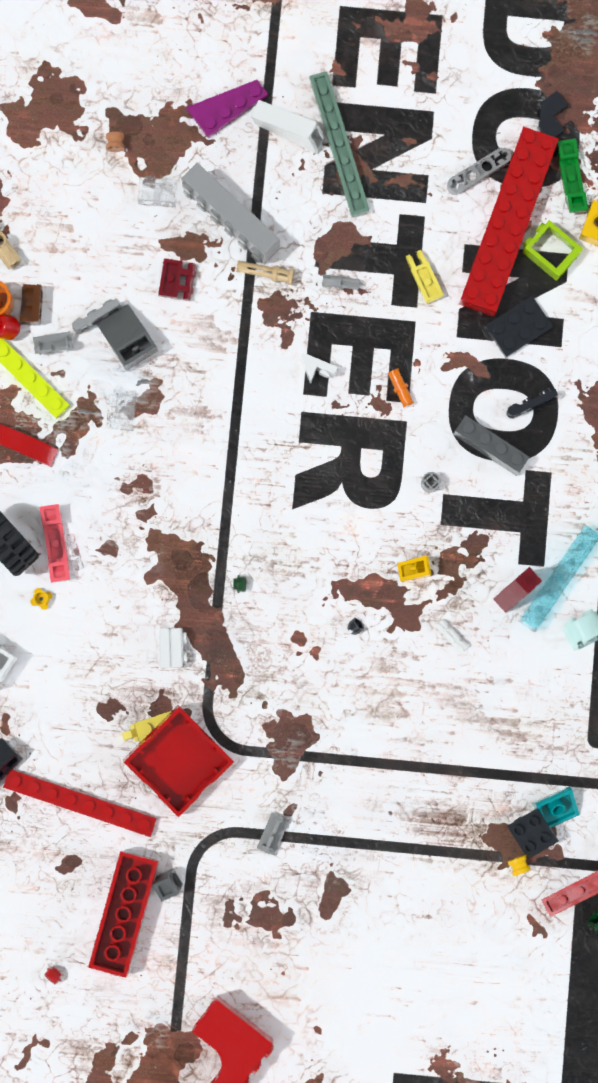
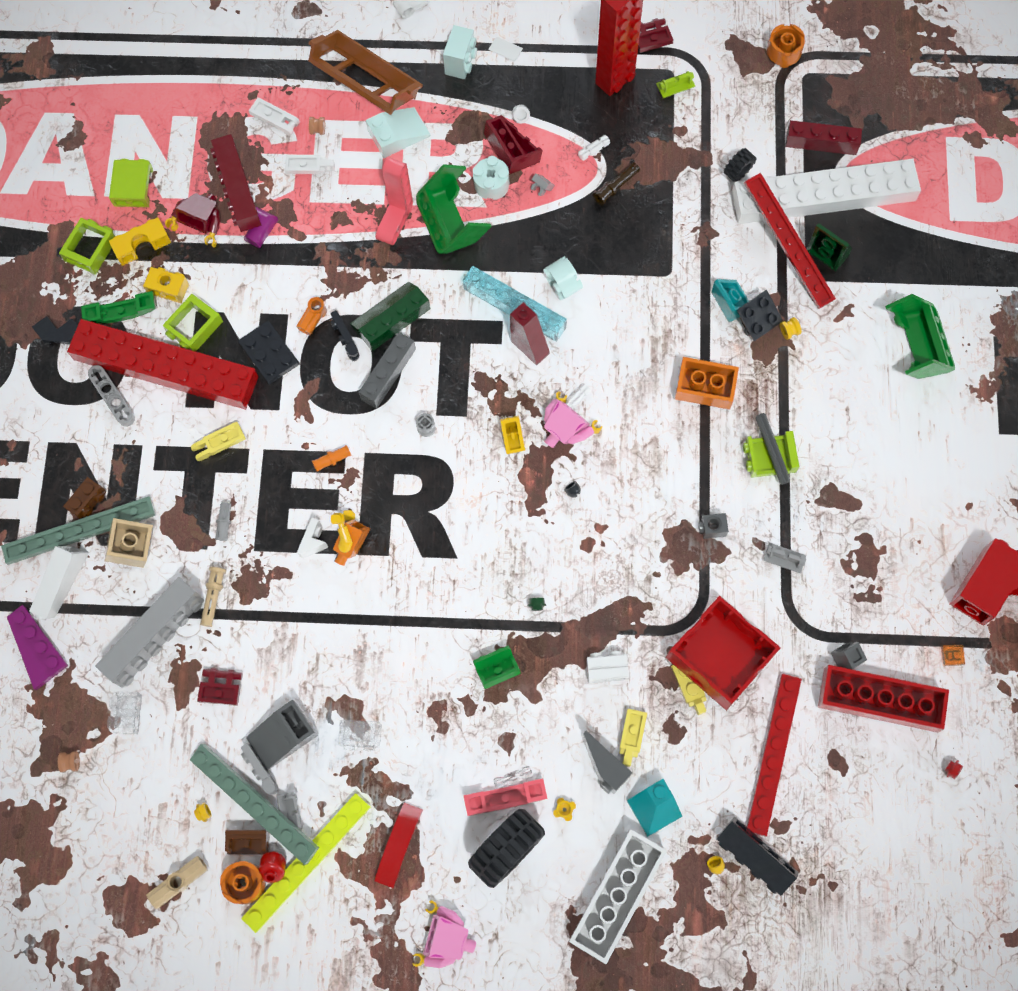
camera: 85 degrees left, 10 degrees down
(37, 684) = (655, 807): none -> teal slope
(61, 264) = (202, 812): none -> yellow plate
(64, 310) = (254, 804): none -> sand green plate
(75, 639) = (608, 768): none -> dark grey slope
(106, 667) = (632, 735): none -> light yellow hinge
(164, 991) = (953, 655): none -> clear orange tile
(178, 541) = (496, 667): none -> green bracket
(305, 773) = (721, 522): none -> dark grey brick
(314, 403) = (350, 536): none -> torso
(320, 191) = (128, 543): none -> tan brick
(371, 149) = (85, 498): none -> reddish brown bracket
(381, 830) = (759, 461): none -> lime panel
(386, 832) = (772, 448): none -> dark grey axle
(423, 623) = (566, 424): none -> bright pink torso
(460, 770) = (706, 383): none -> orange brick
(500, 1009) = (924, 335): none -> green windscreen
(552, 369) = (311, 317): none -> orange piece
(553, 450) = (391, 315): none -> dark green slope

